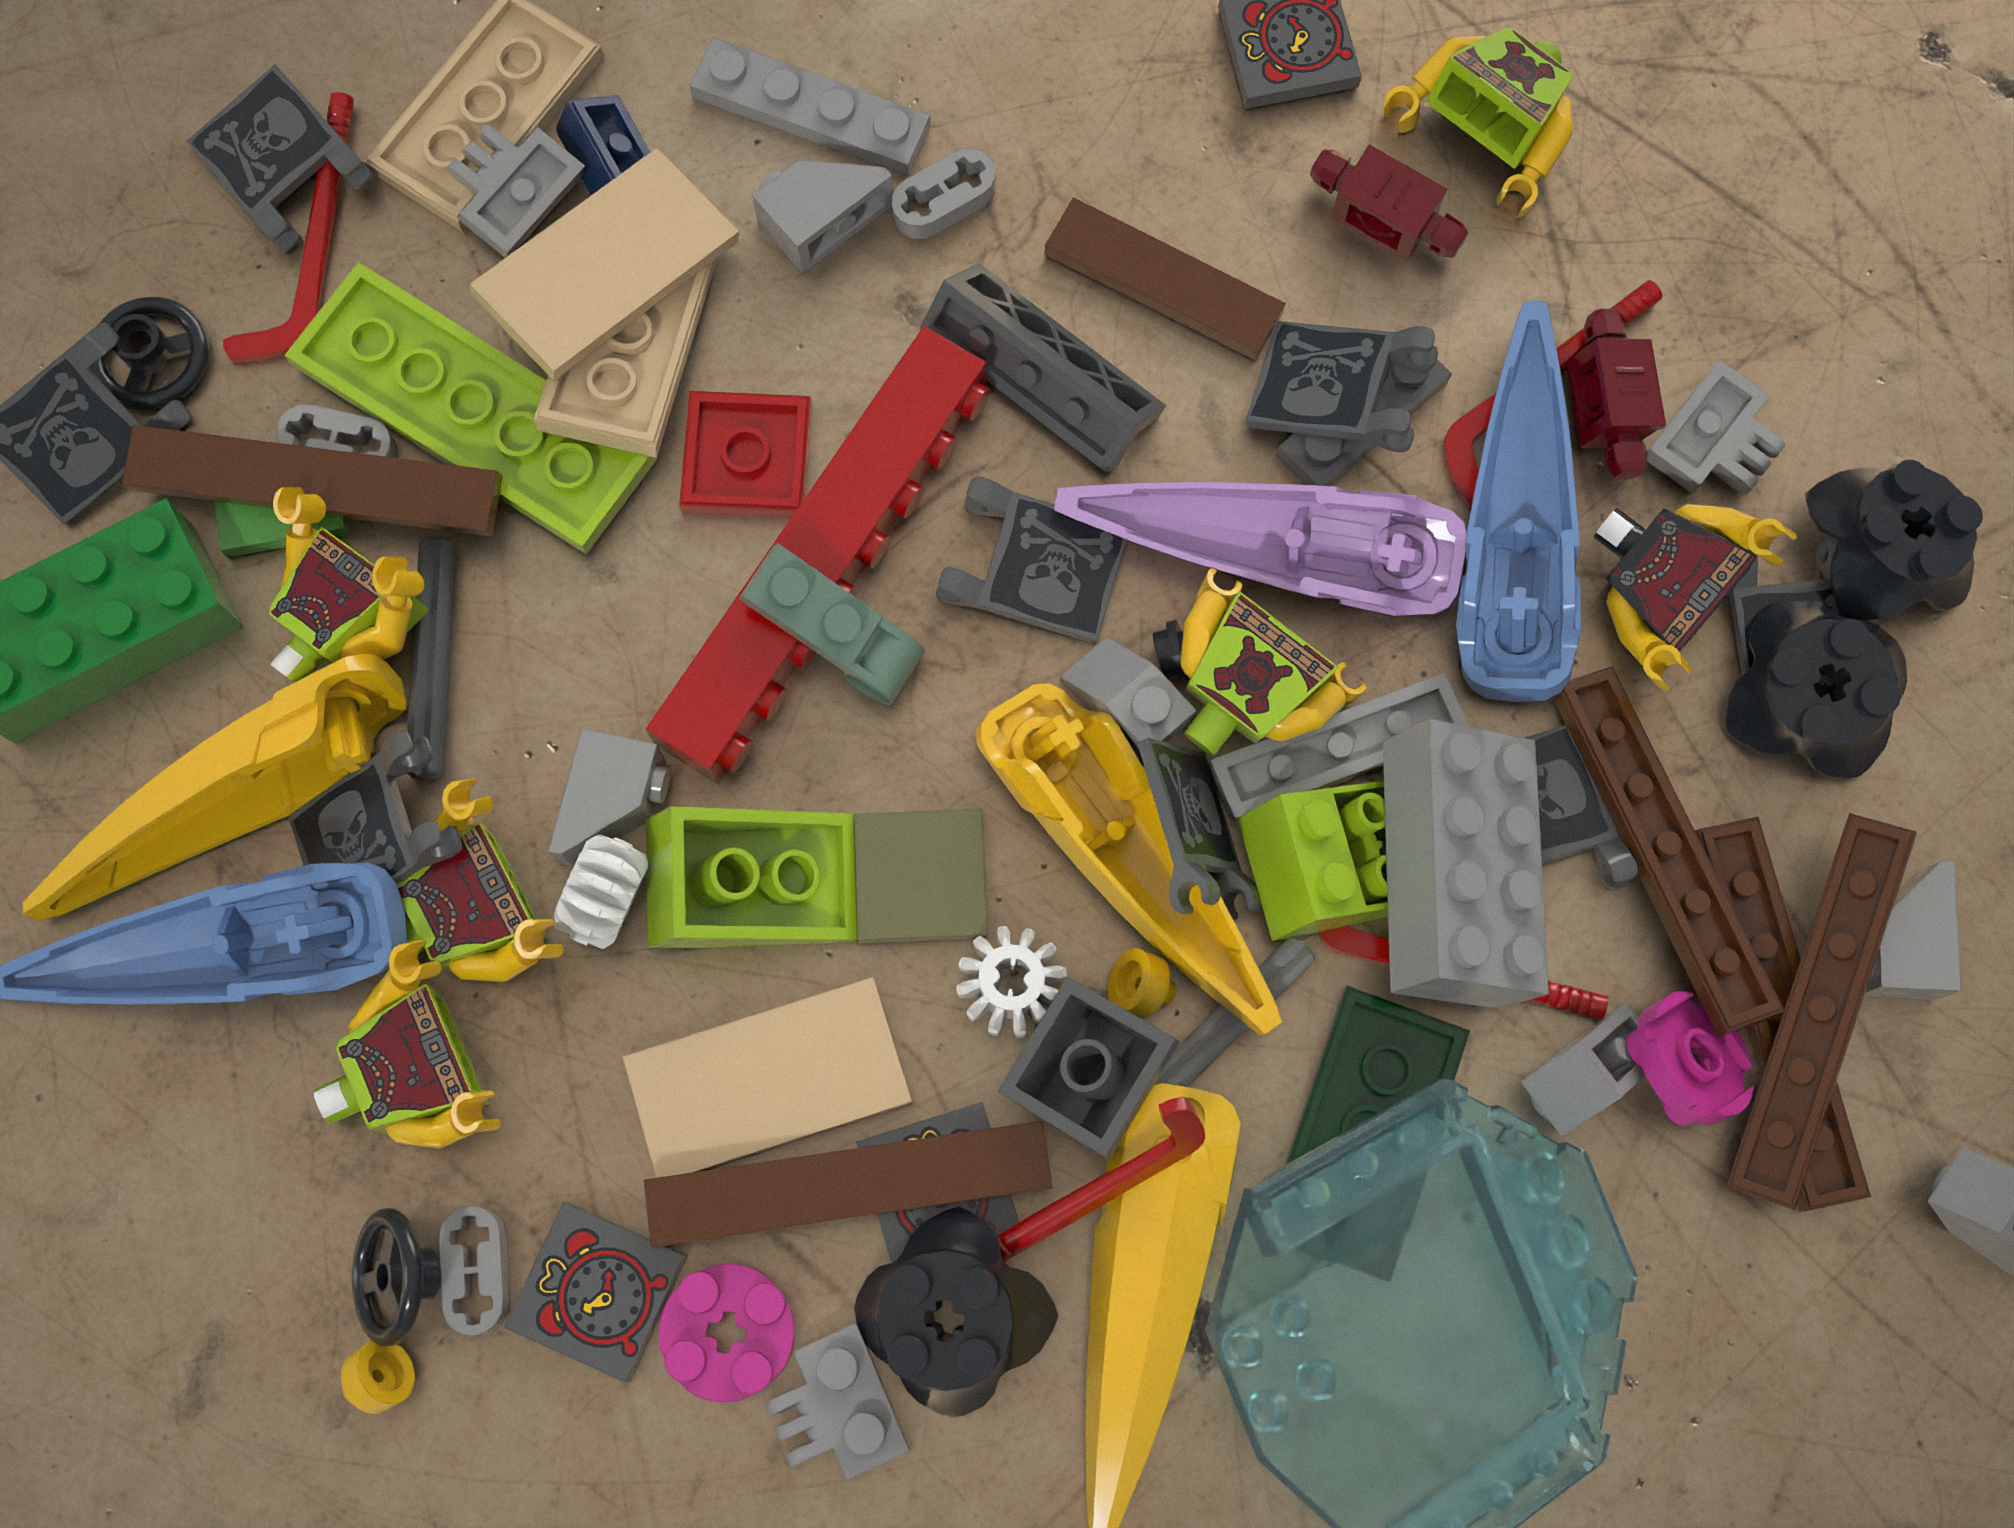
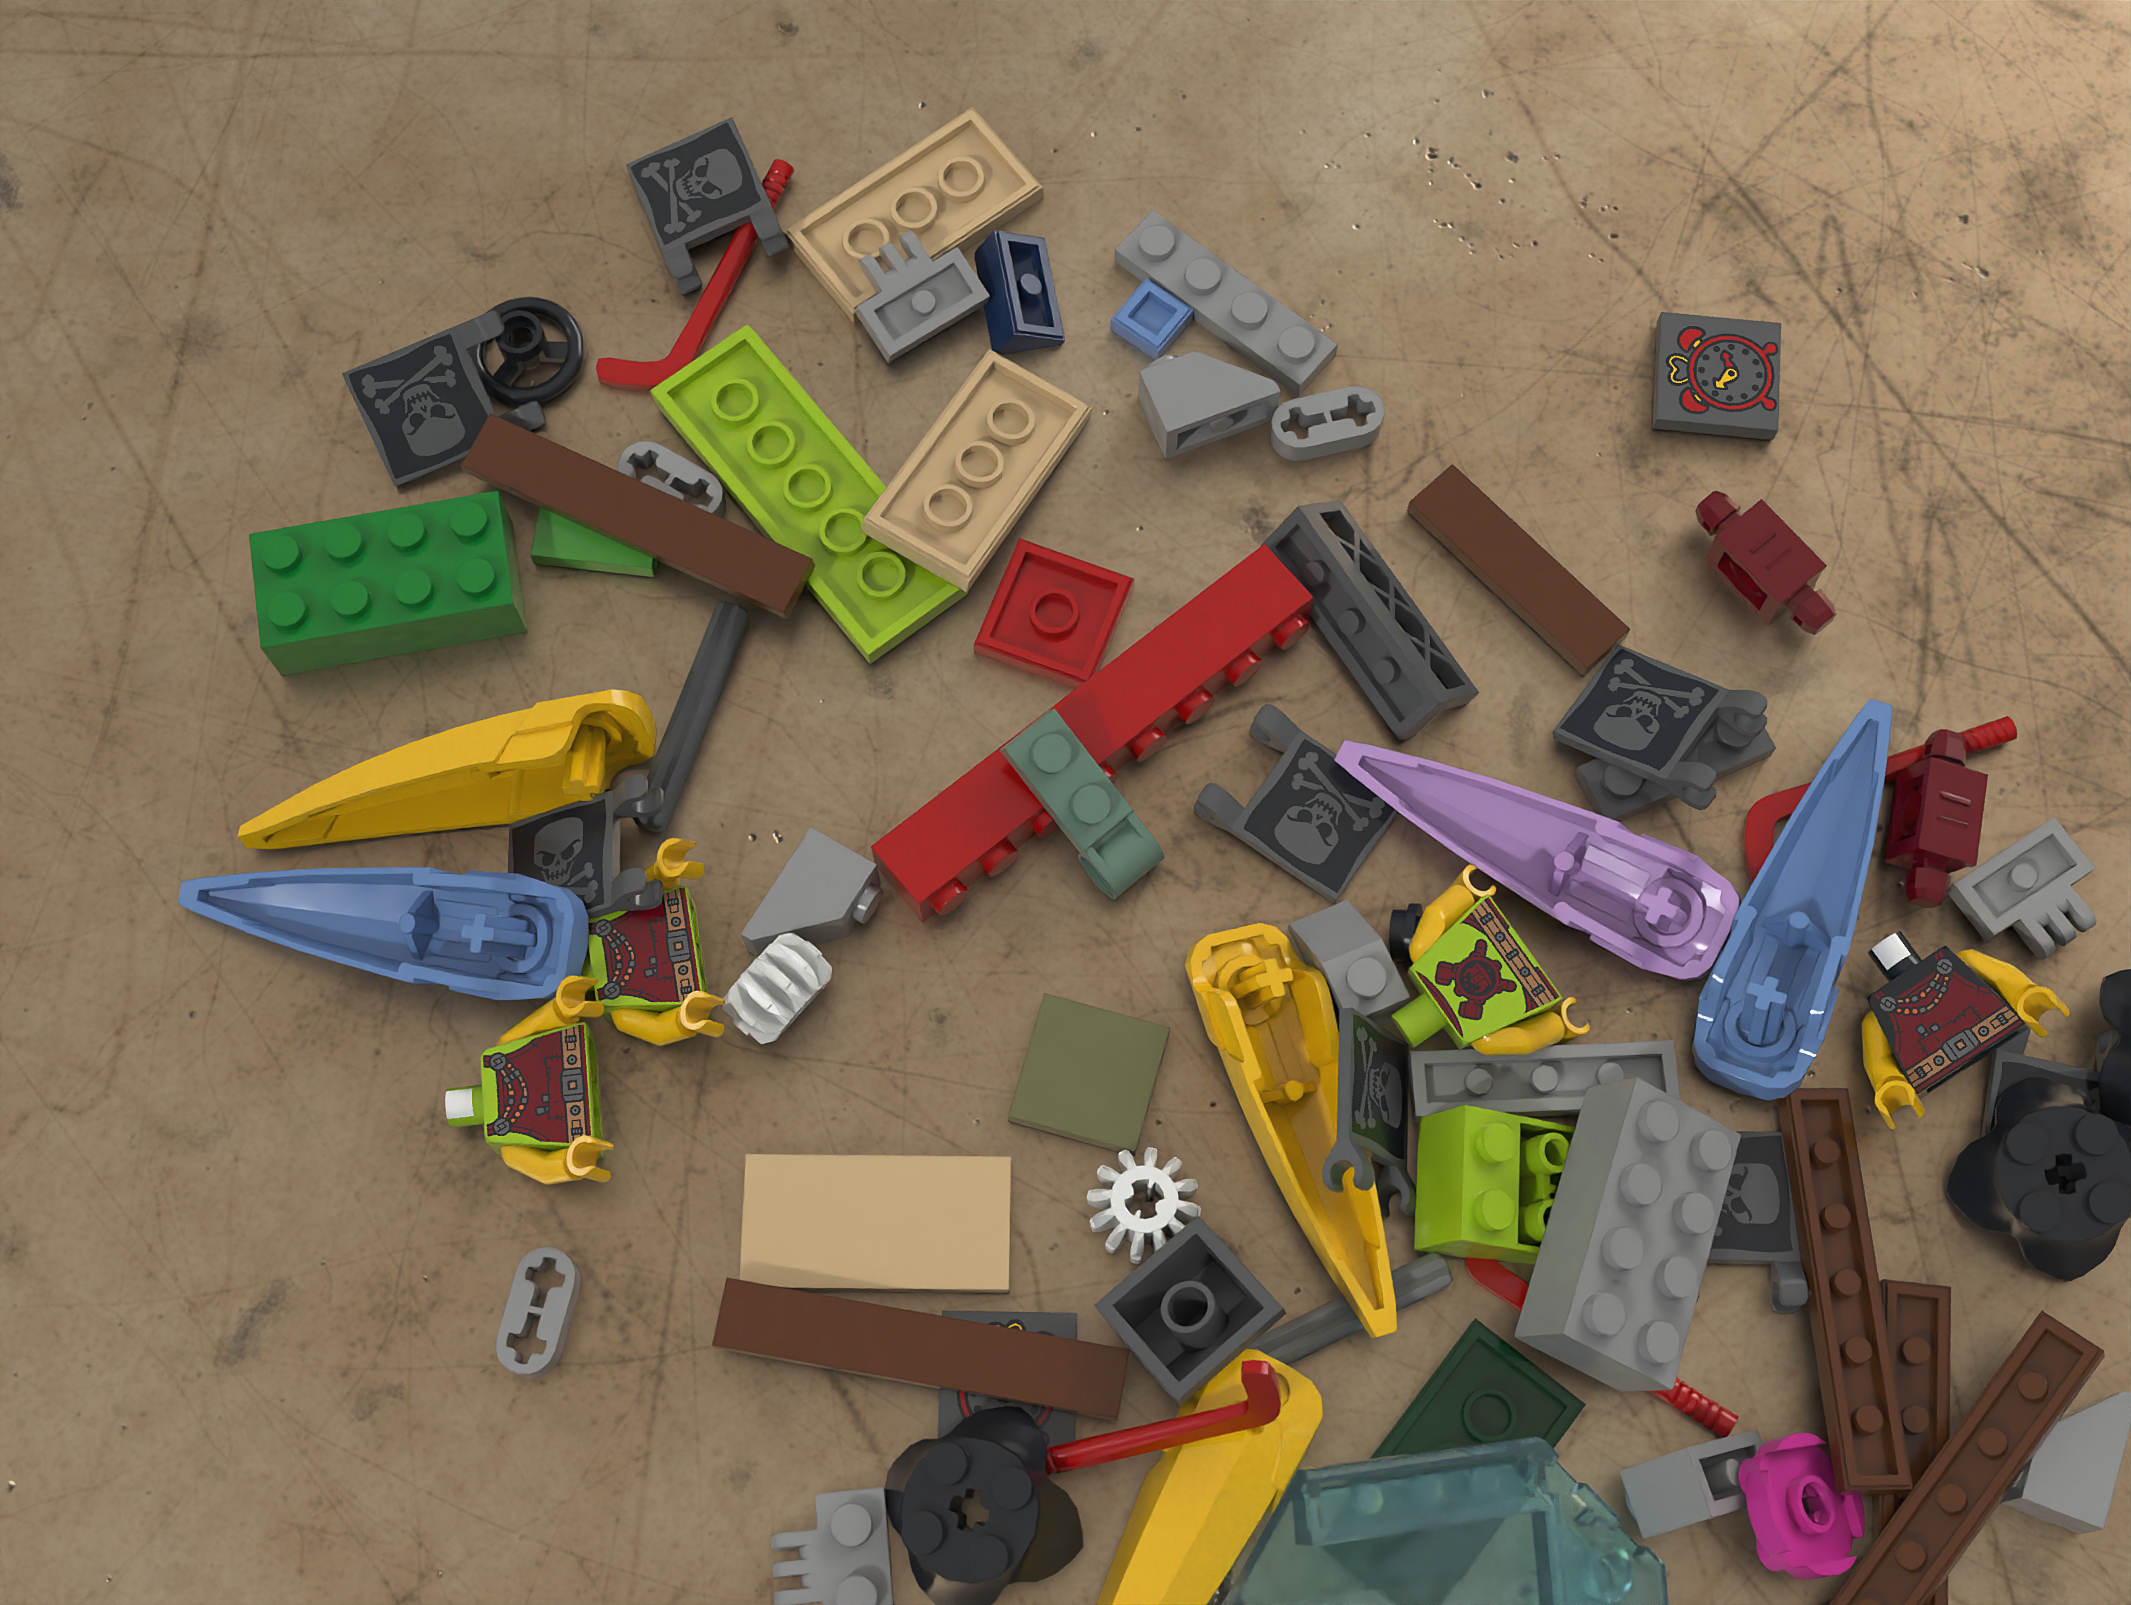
camera: 20 degrees right, 5 degrees down
(335, 596) = (622, 630): torso -> none
(377, 1377) = (414, 1381): yellow tile -> none
(401, 1276) = (469, 1293): black piece -> none
(595, 1292) = (645, 1372): dark grey tile -> none
(604, 263) = (978, 394): tan tile -> none
(694, 1355) = (744, 1416): dark pink plate -> none
(746, 143) = (1152, 319): none -> medium blue tile
(750, 878) = (924, 1022): lime slope -> none
(1140, 983) = (1271, 1248): yellow tile -> none
(1500, 95) = (1913, 492): torso -> none

